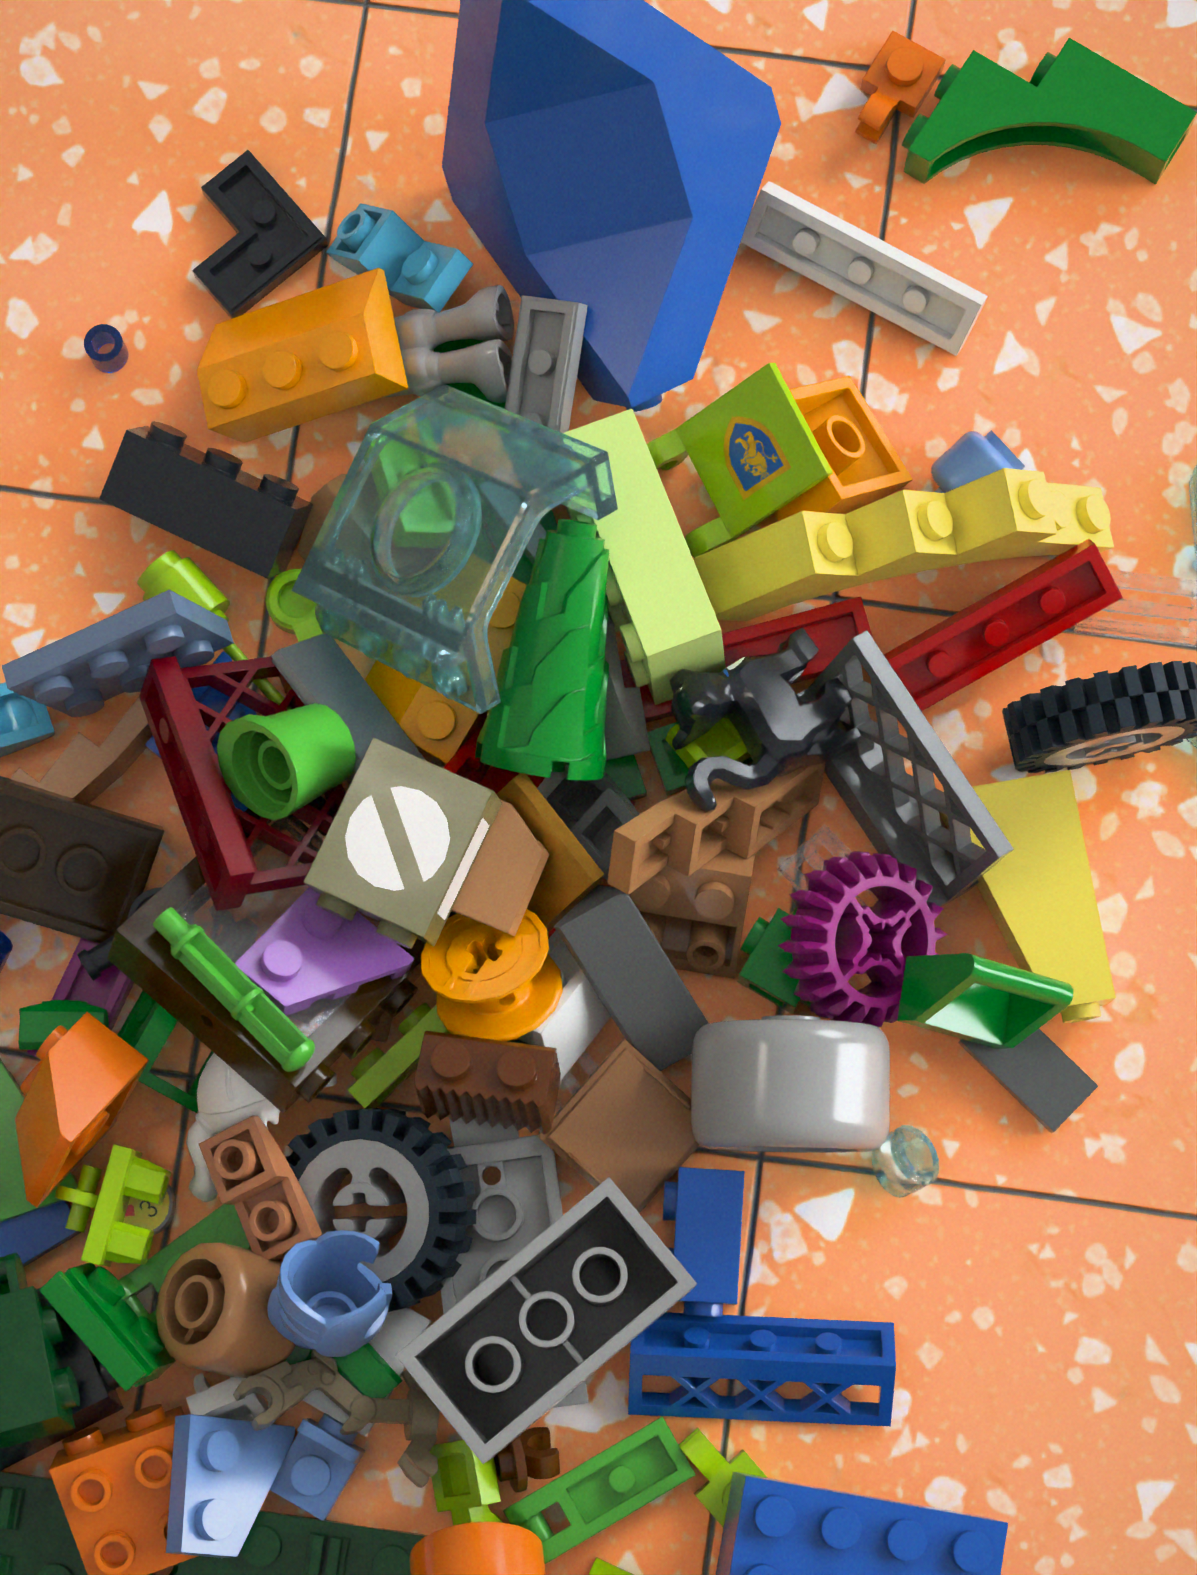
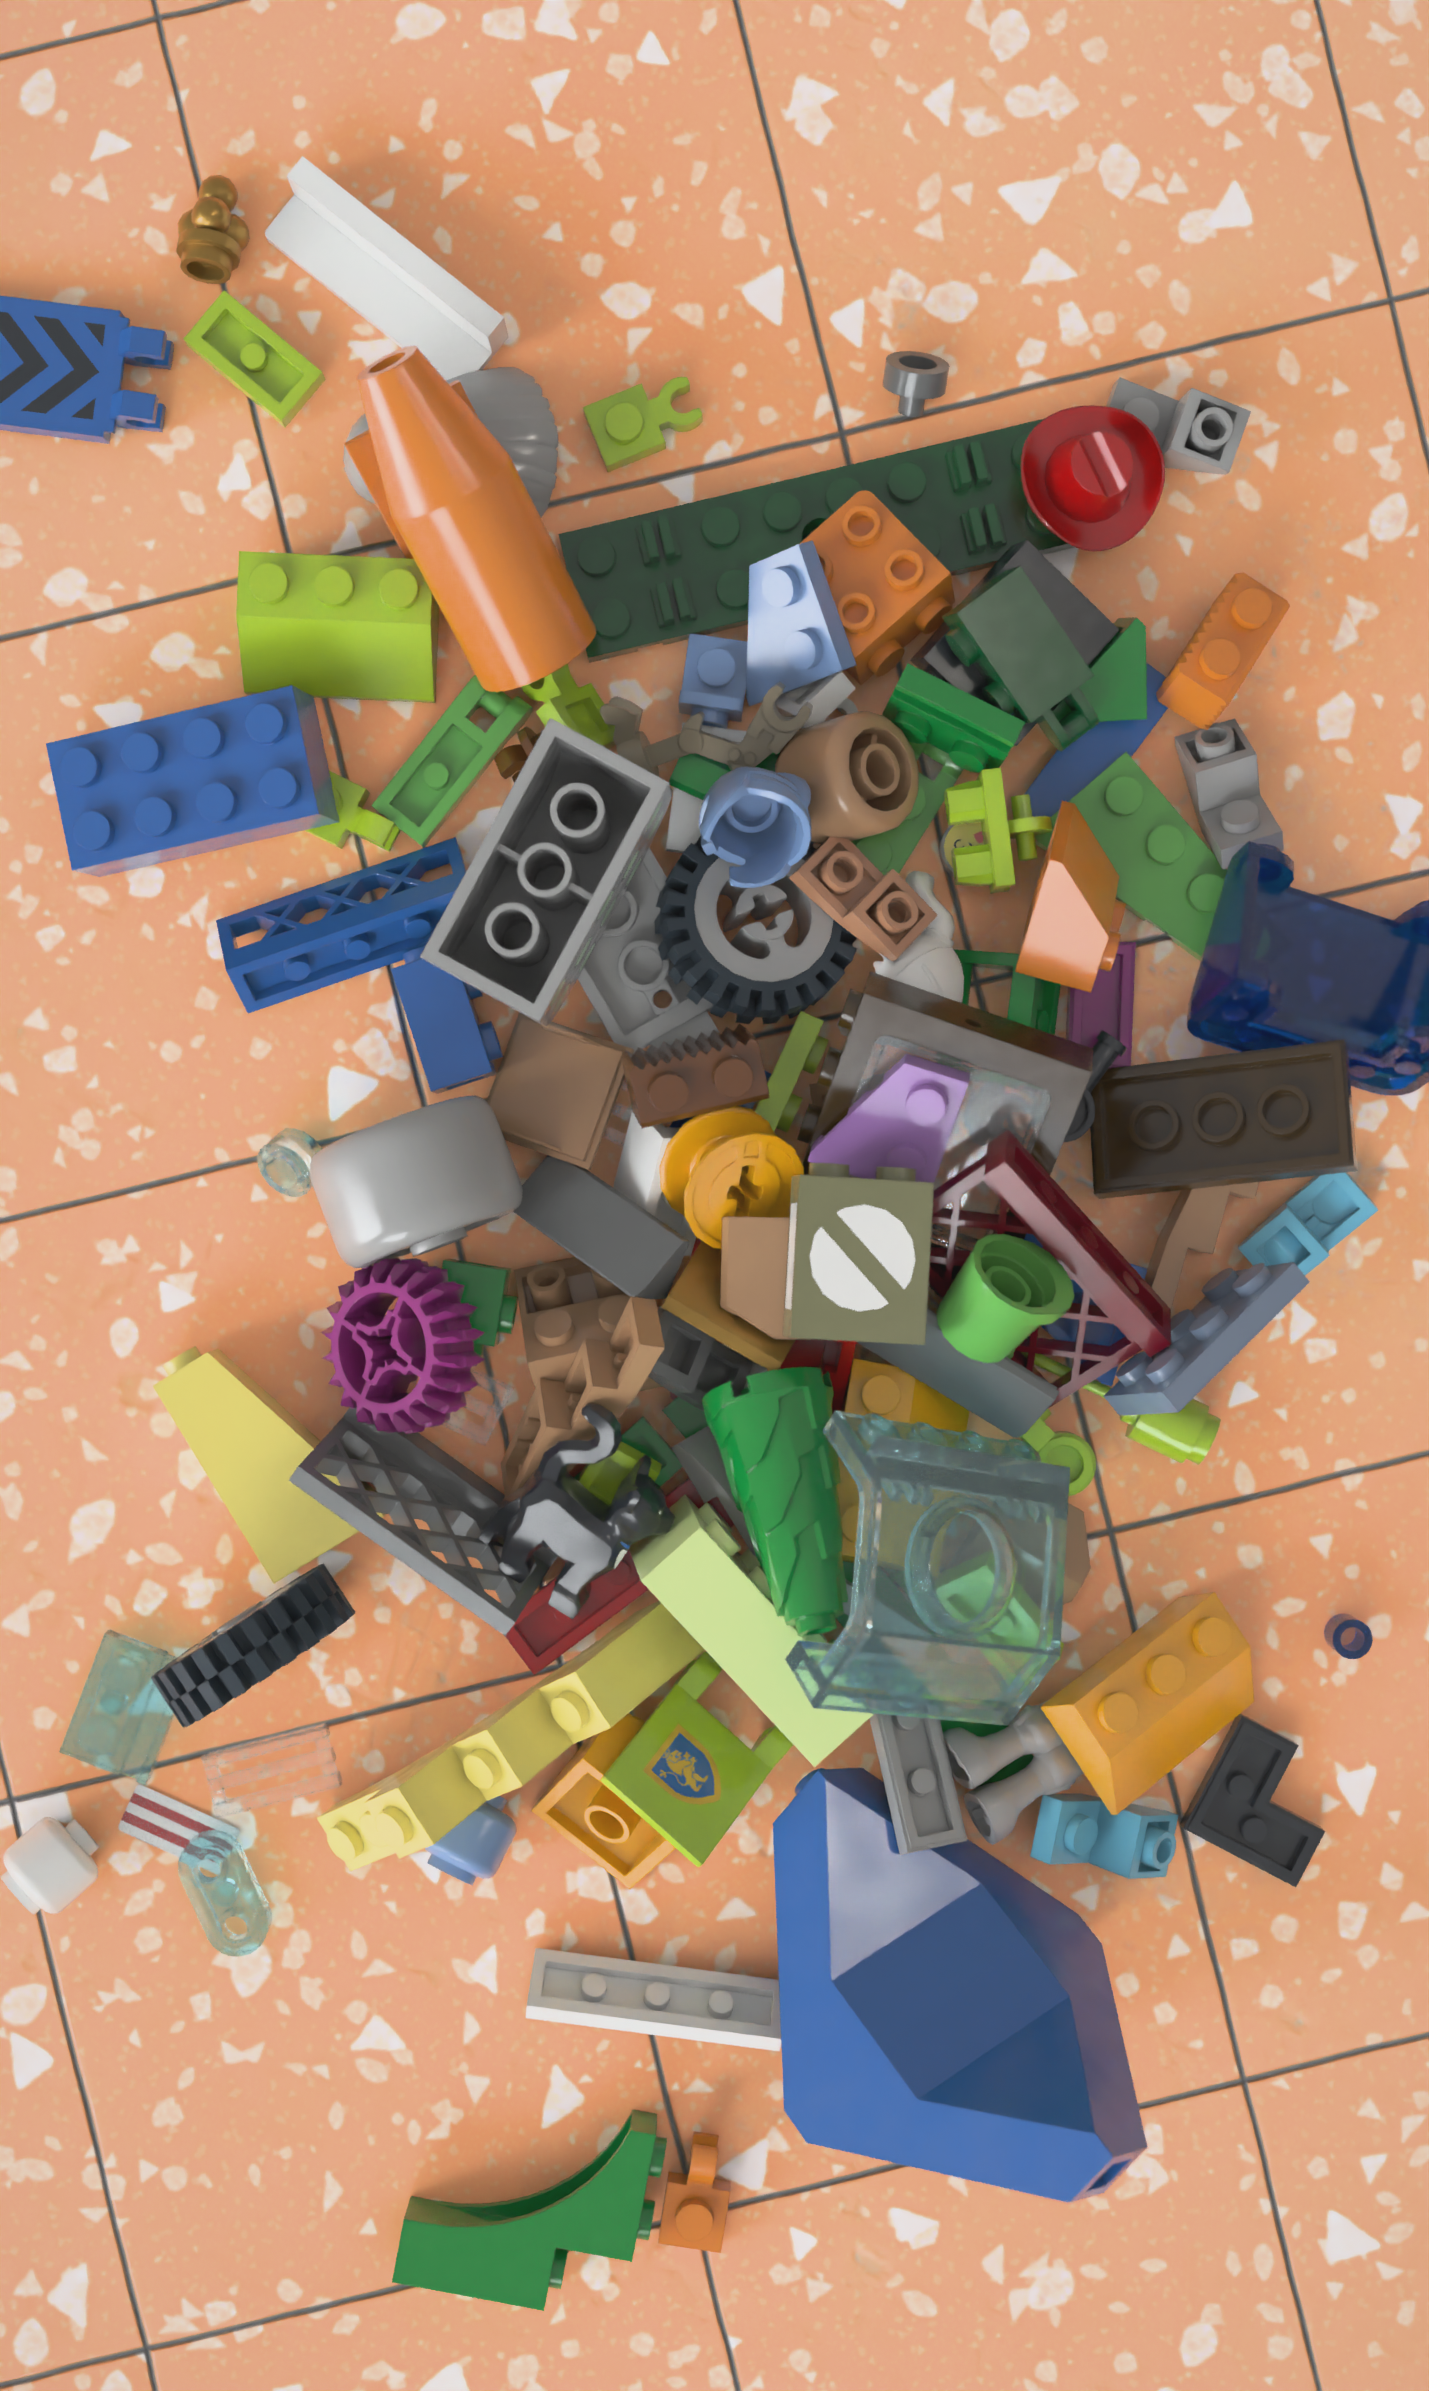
camera: 150 degrees right, 10 degrees up
(41, 1019) = (1128, 977): green piece -> none
(207, 499) = (1188, 1525): black brick -> none
(235, 991) = (956, 1058): bright green piece -> none
(978, 998) = (274, 1331): green tile -> none
(1004, 624) = (388, 1700): red plate -> none
(1037, 1077) = (214, 1296): dark grey tile -> none

